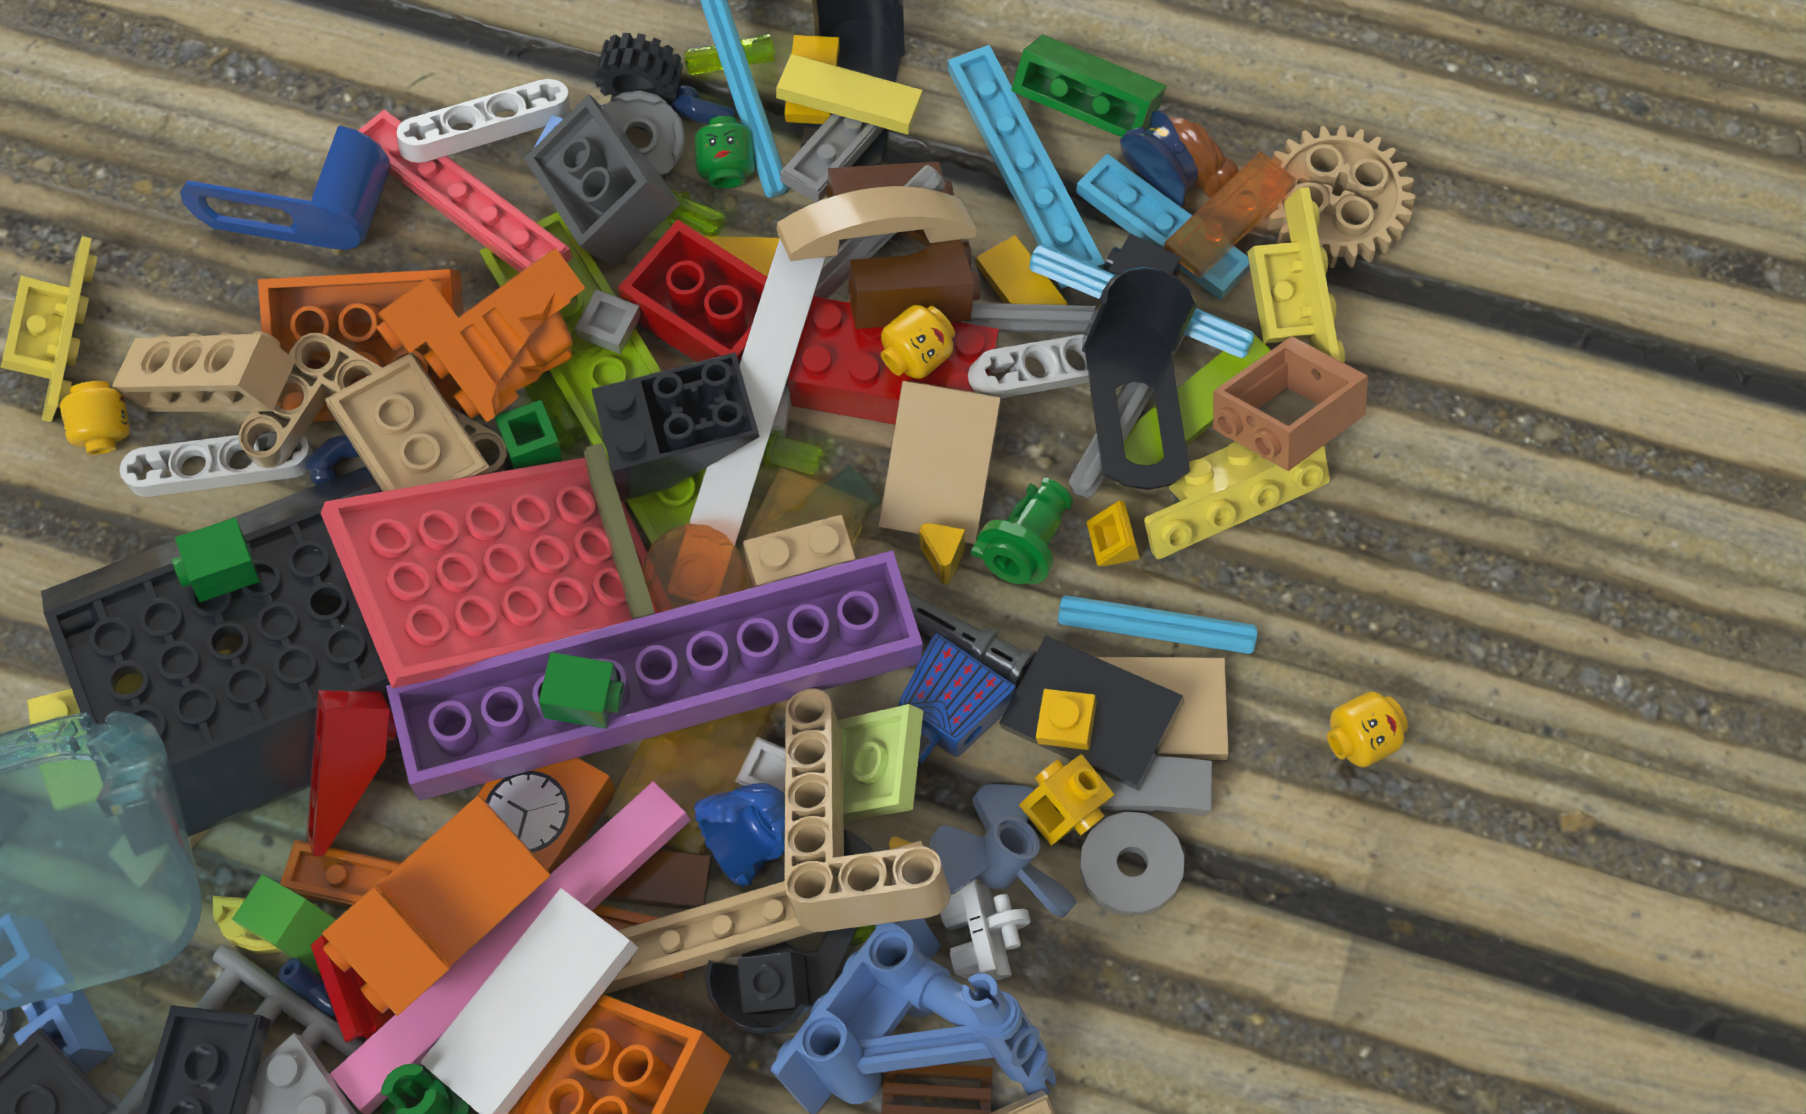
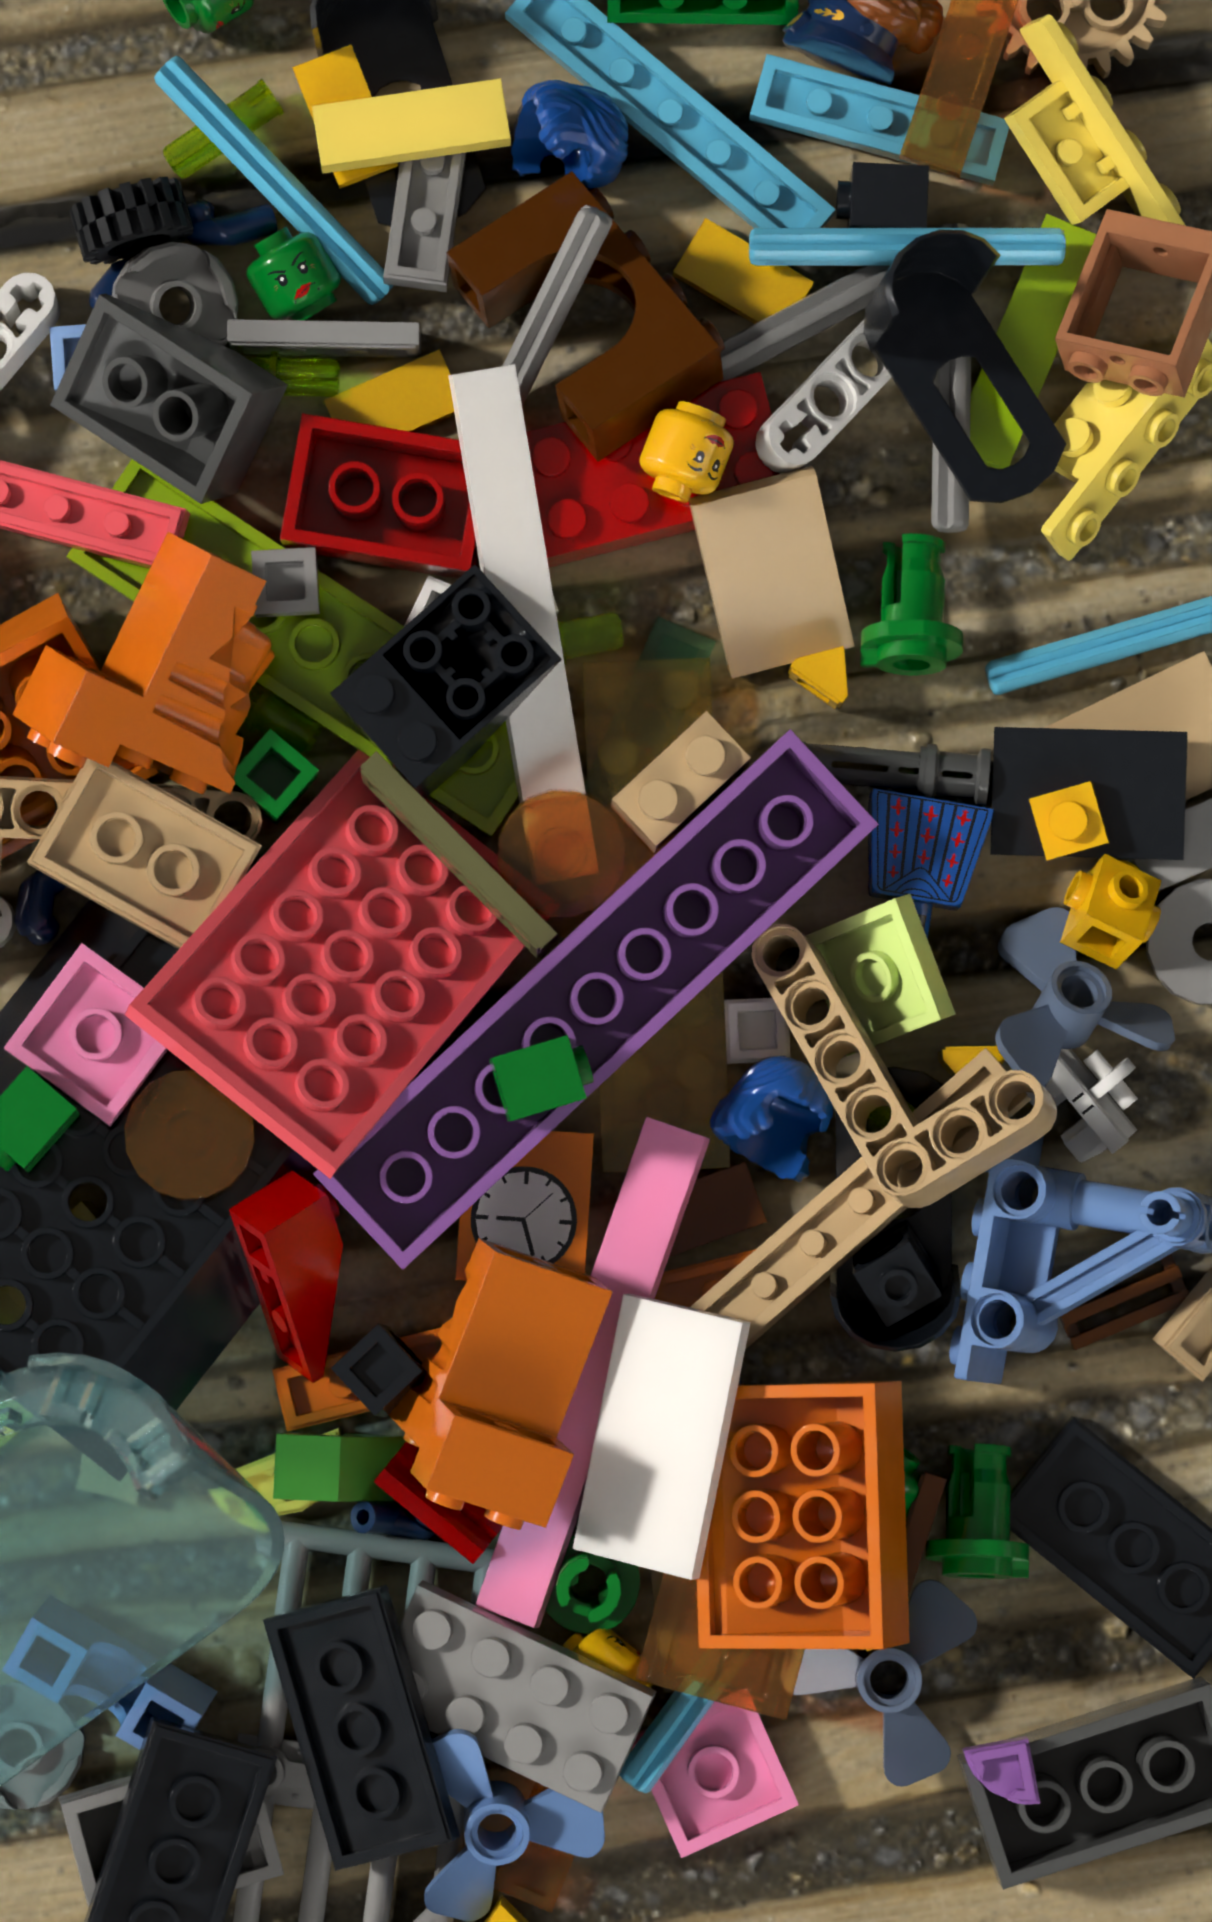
camera: 30 degrees left, 20 degrees up
(289, 531) = (84, 1039): none -> bright pink plate
(320, 629) = (188, 1137): none -> clear orange tile
(358, 861) = (380, 1370): none -> black brick
(723, 195) = (325, 338): none -> light grey tile
(871, 212) = (557, 316): tan slope -> none
(953, 139) = (573, 125): none -> blue hair
(1112, 536) = (1006, 559): yellow slope -> none

